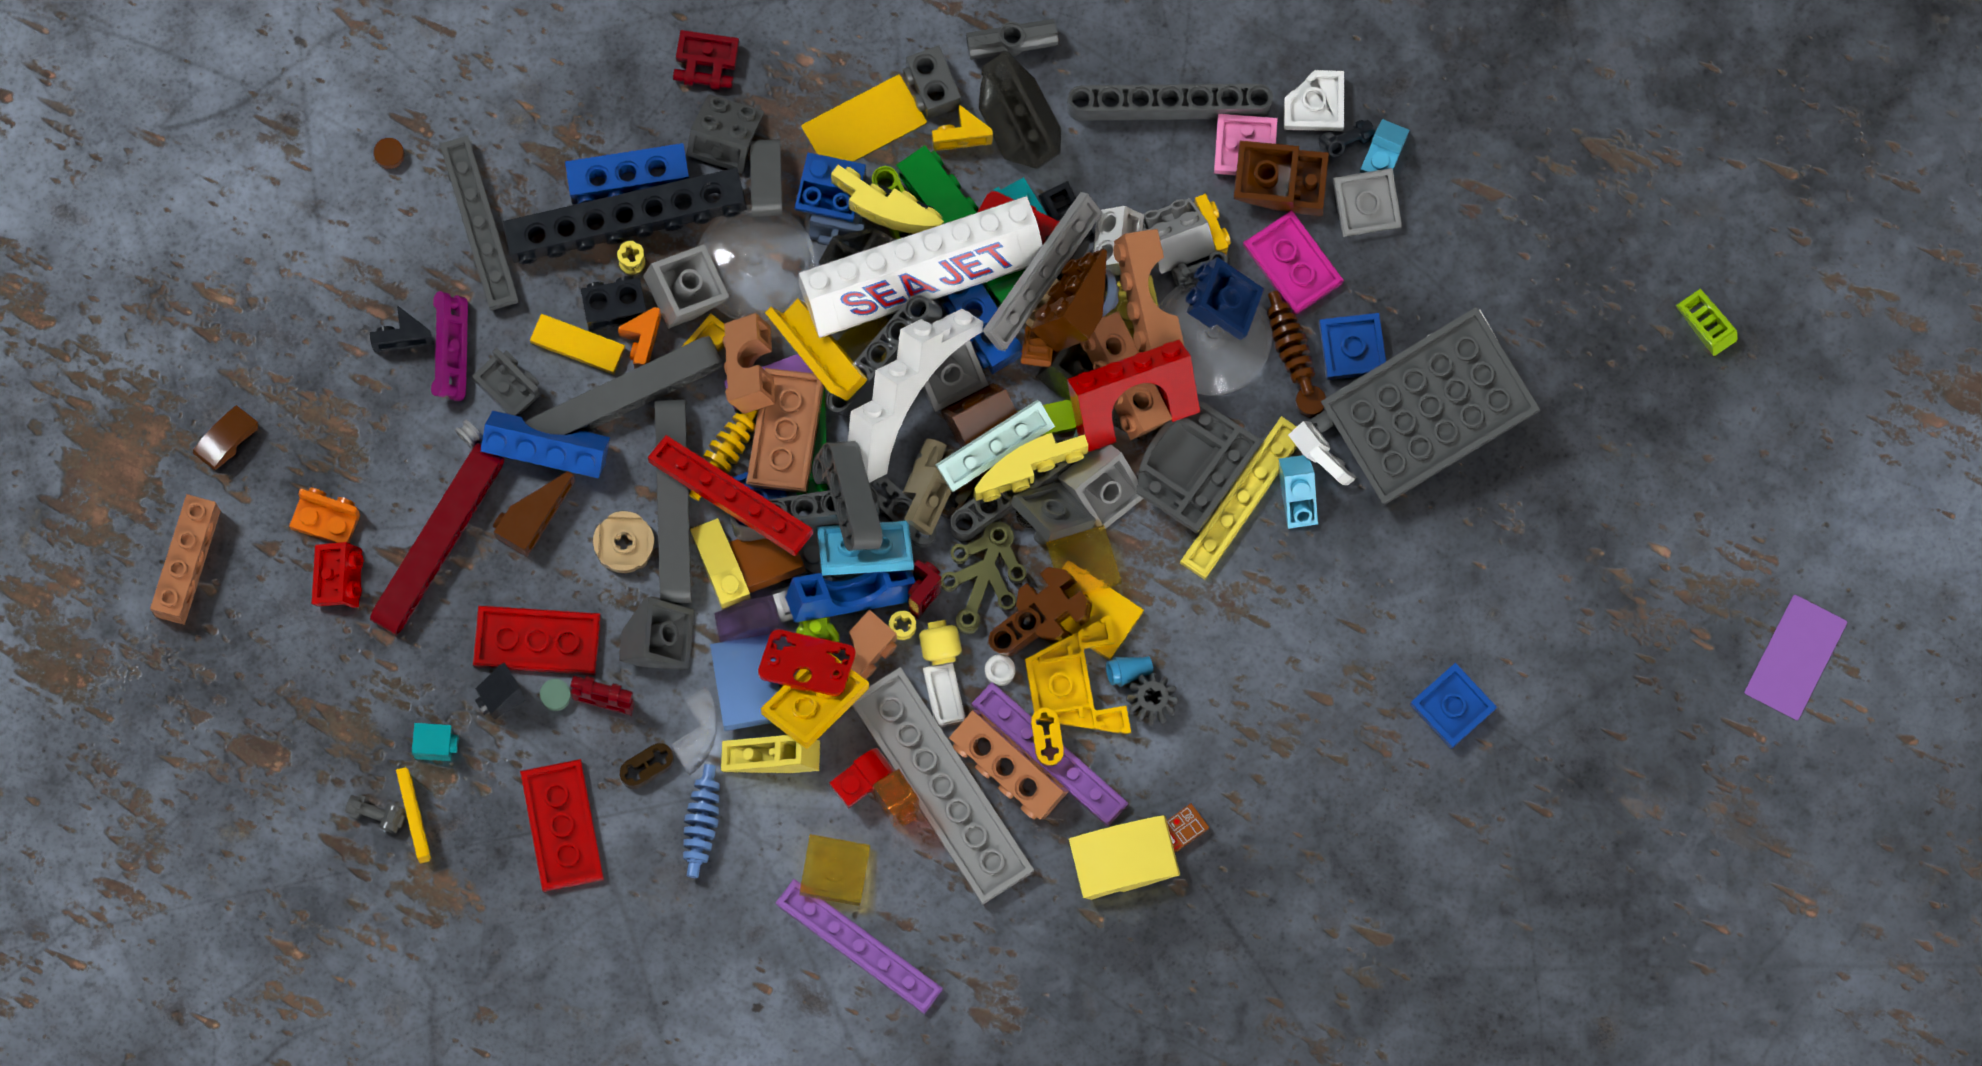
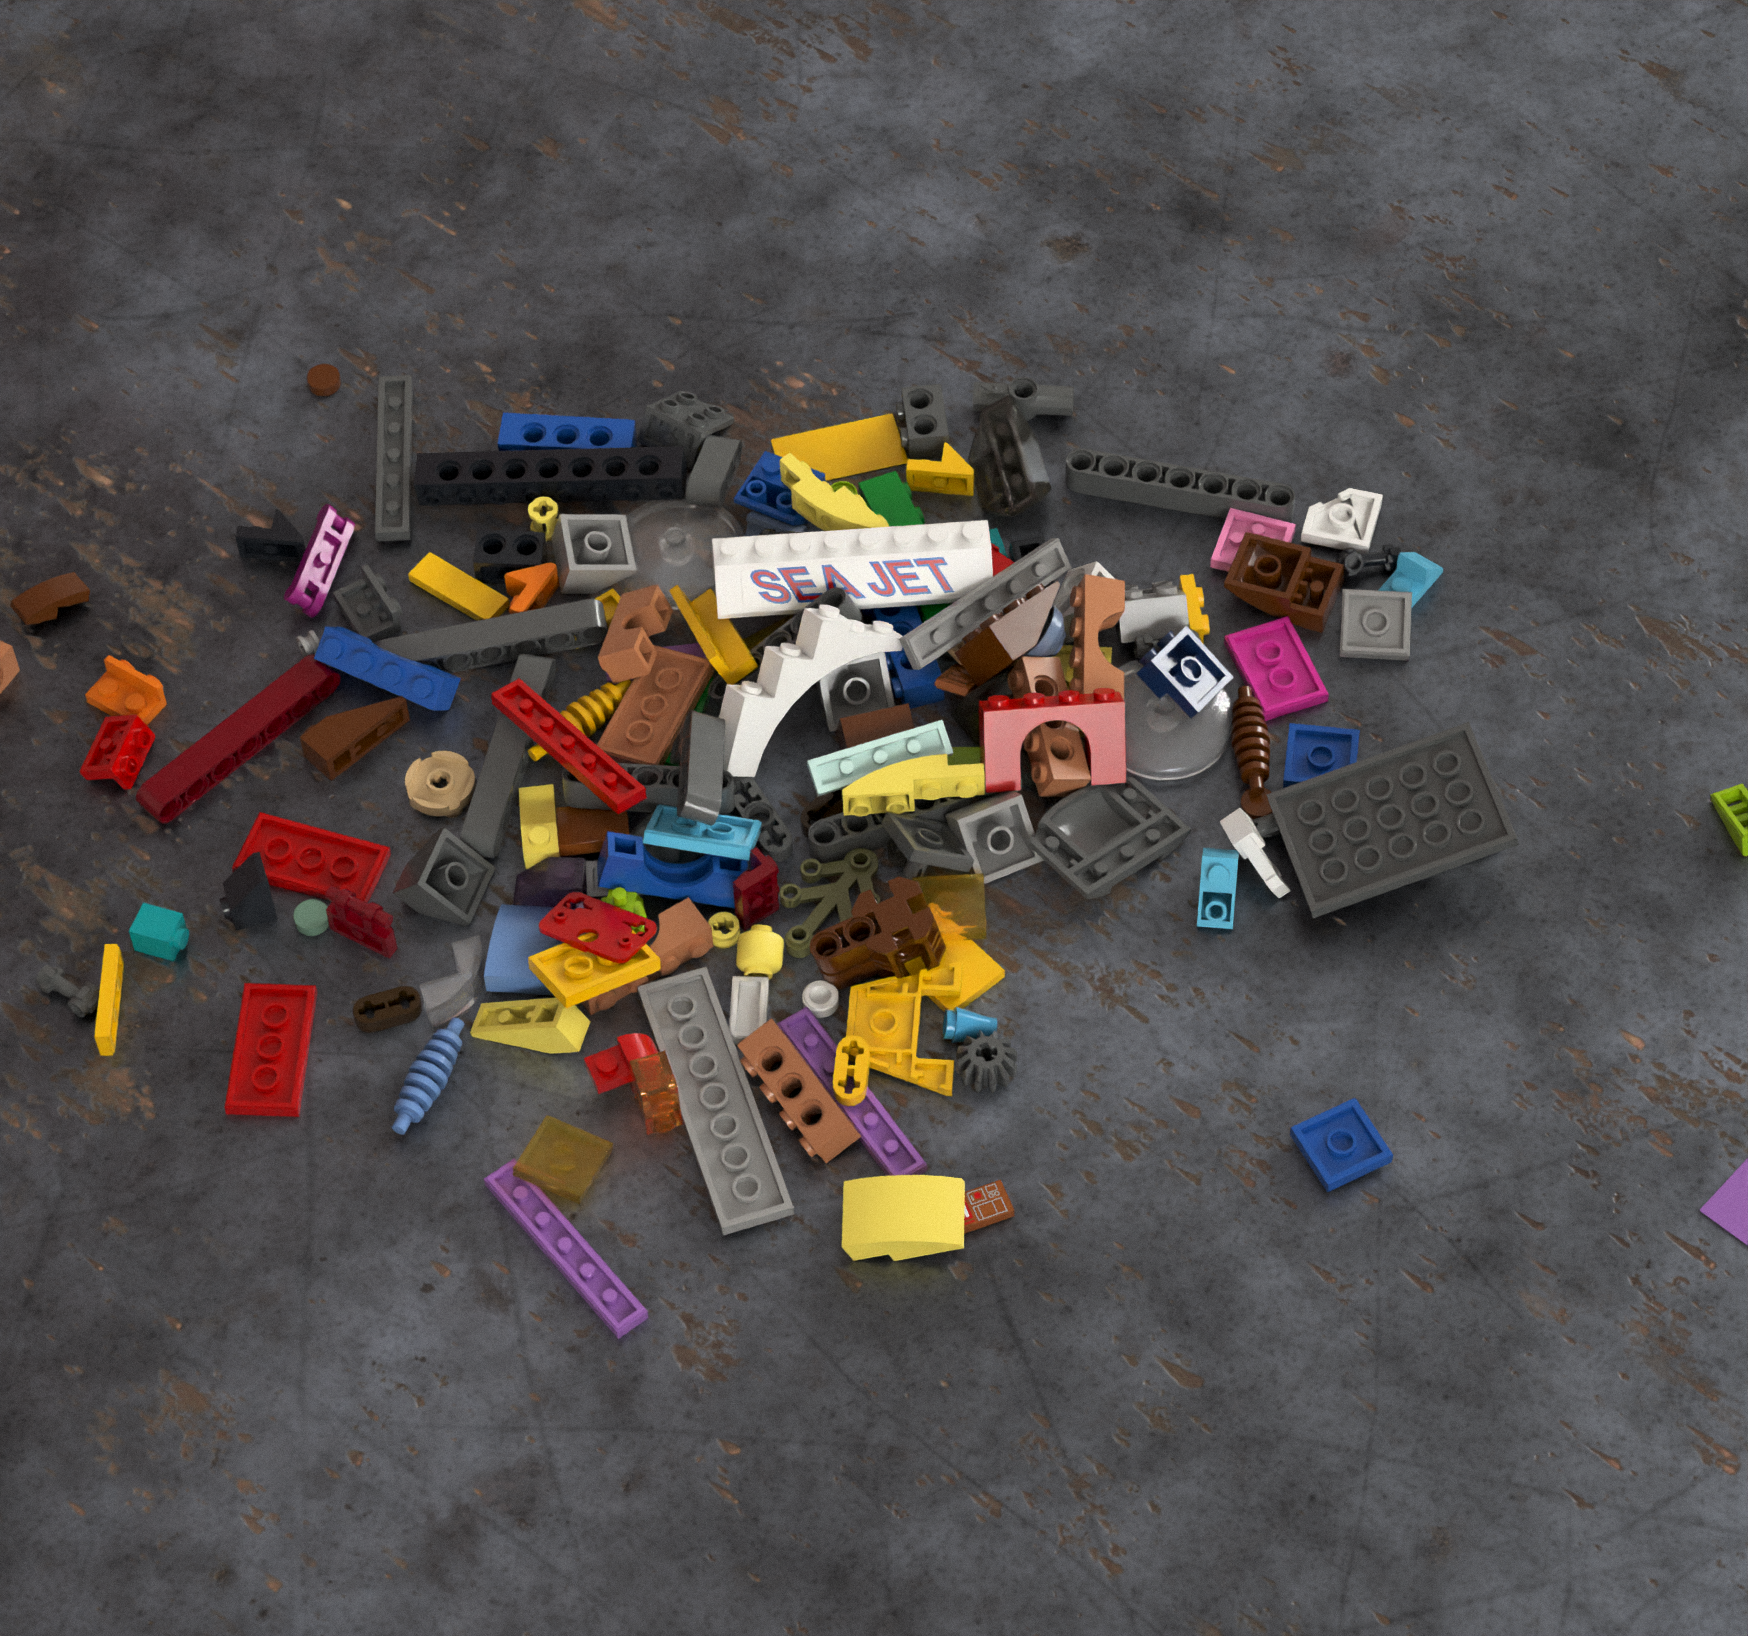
camera: 20 degrees right, 20 degrees down
(706, 50) = (690, 349): dark red plate -> none
(927, 487) = (790, 797): dark tan plate -> none
(1240, 501) = (1145, 889): light yellow tile -> none

